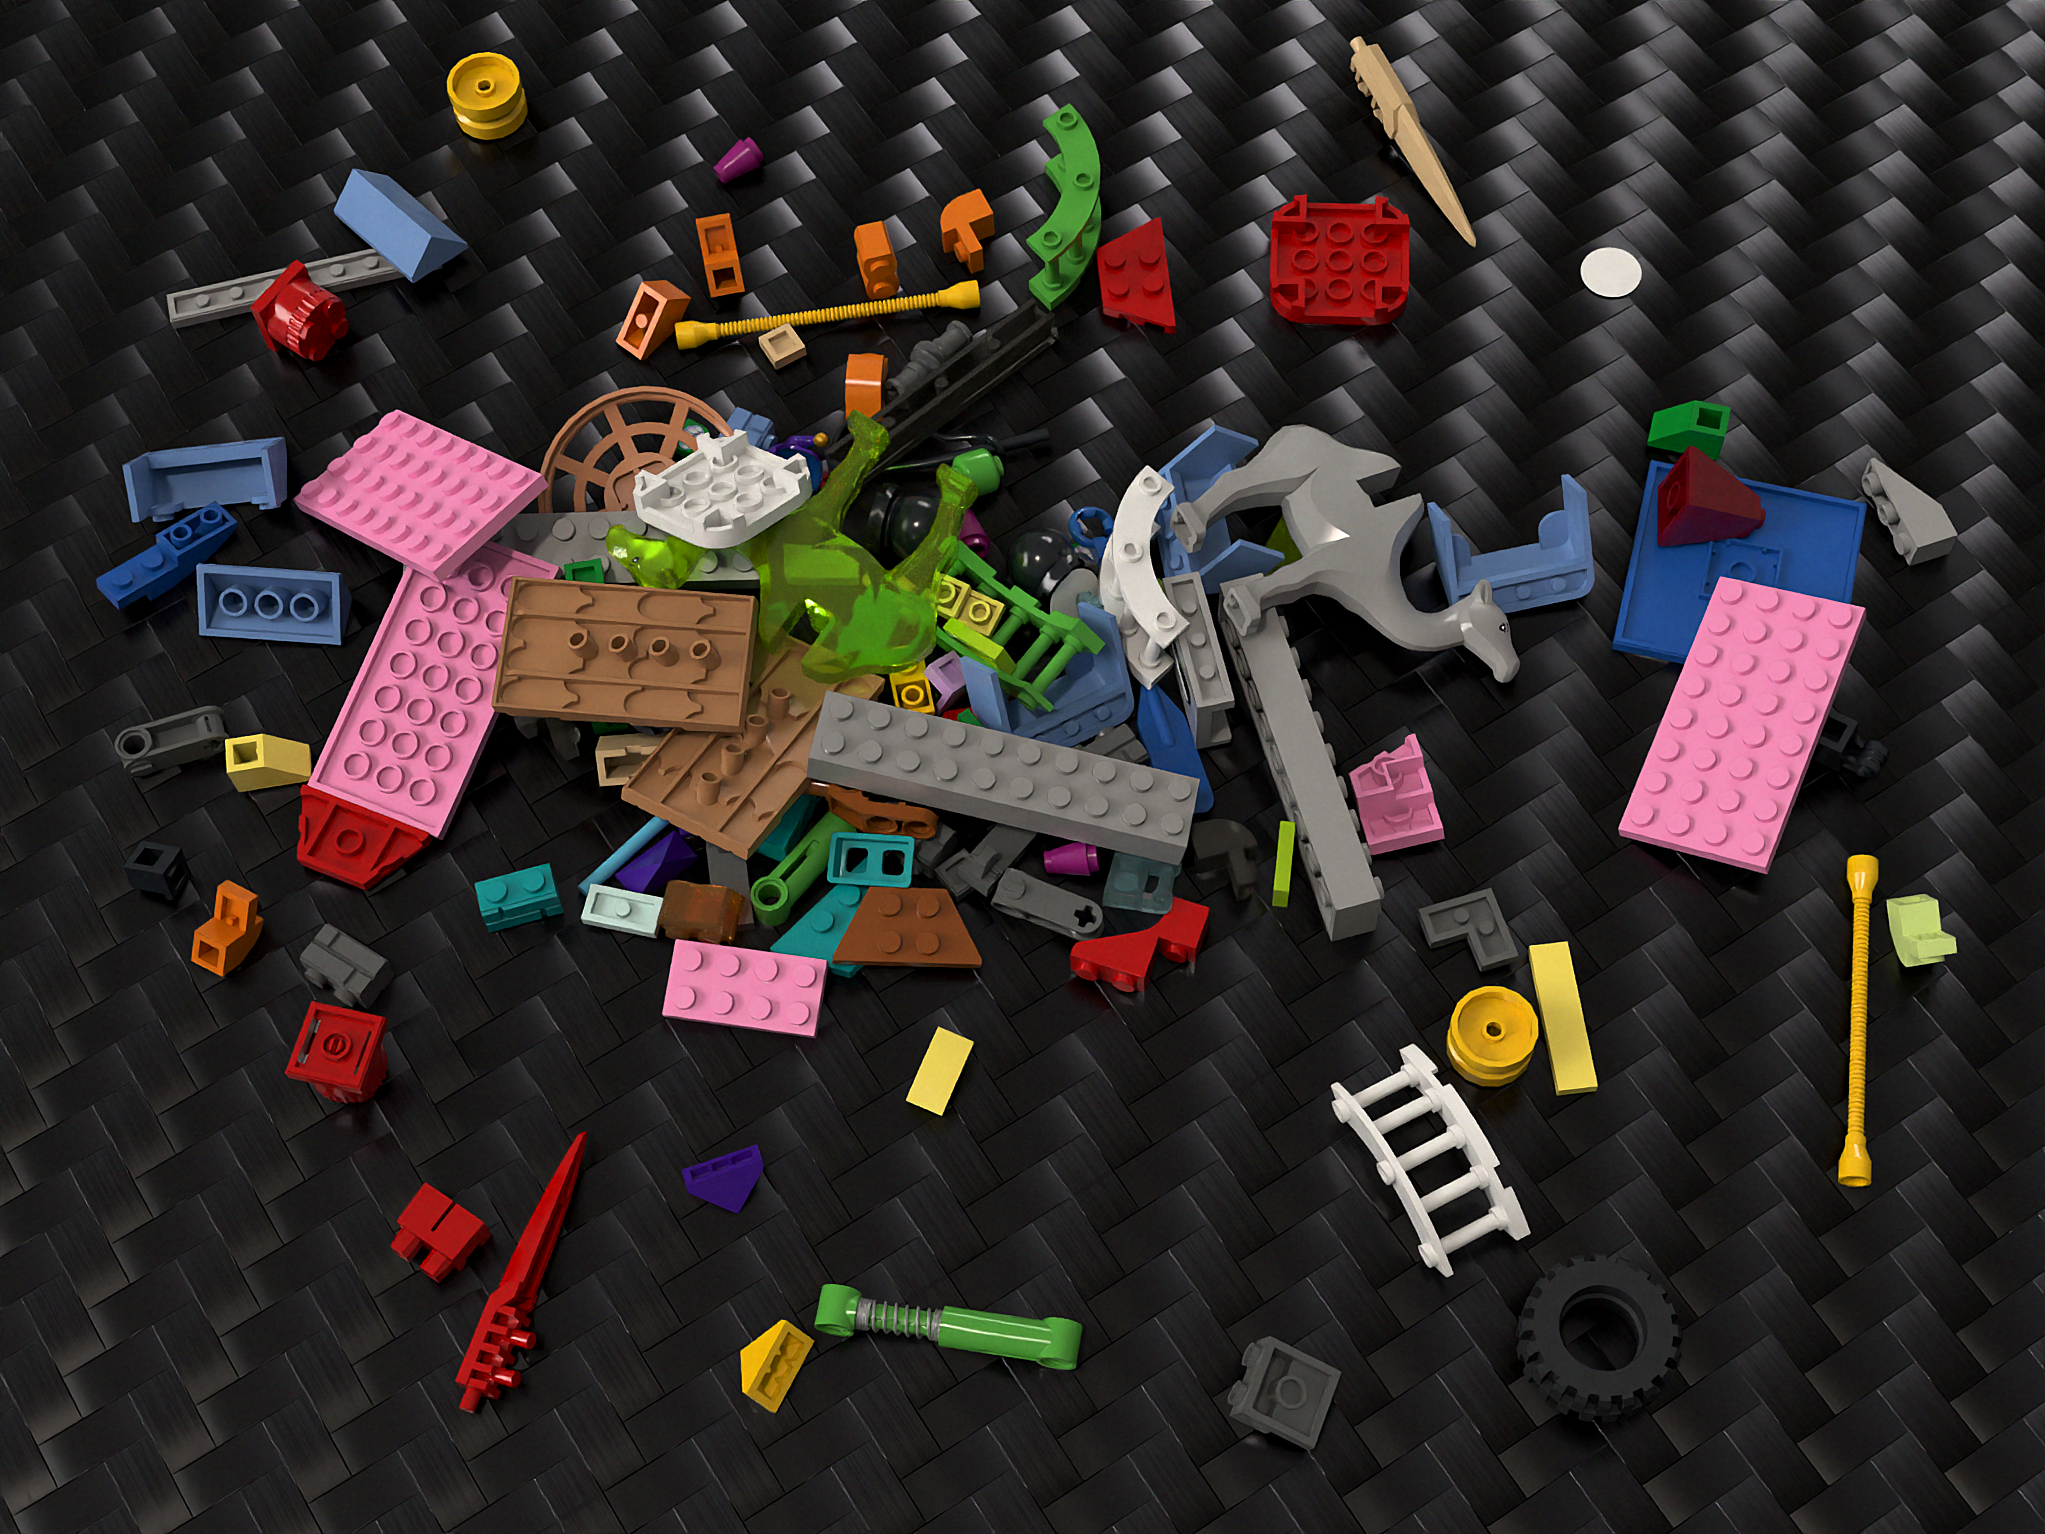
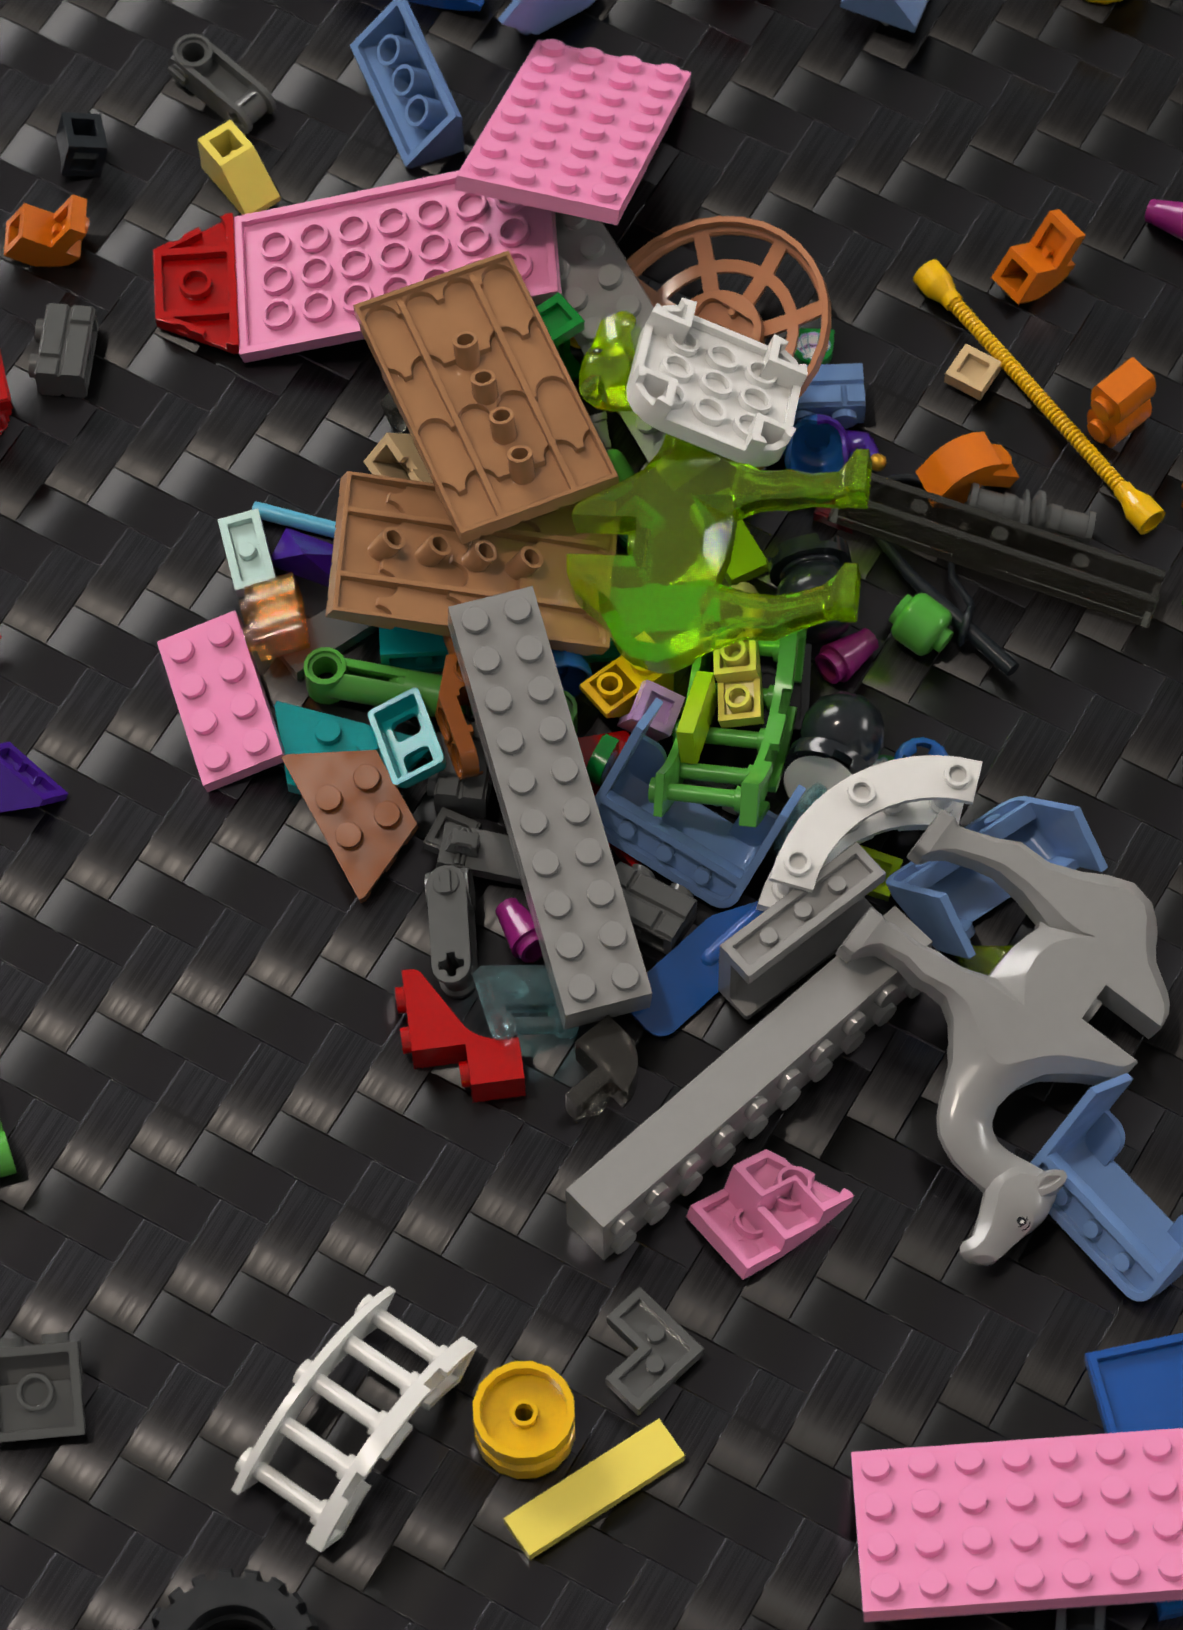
camera: 60 degrees right, 0 degrees up
(519, 897) = (211, 455): teal brick -> none
(652, 317) = (933, 233): orange slope -> none
(940, 1071) = (222, 914): light yellow slope -> none
(1283, 864) = (602, 1137): lime tile -> none

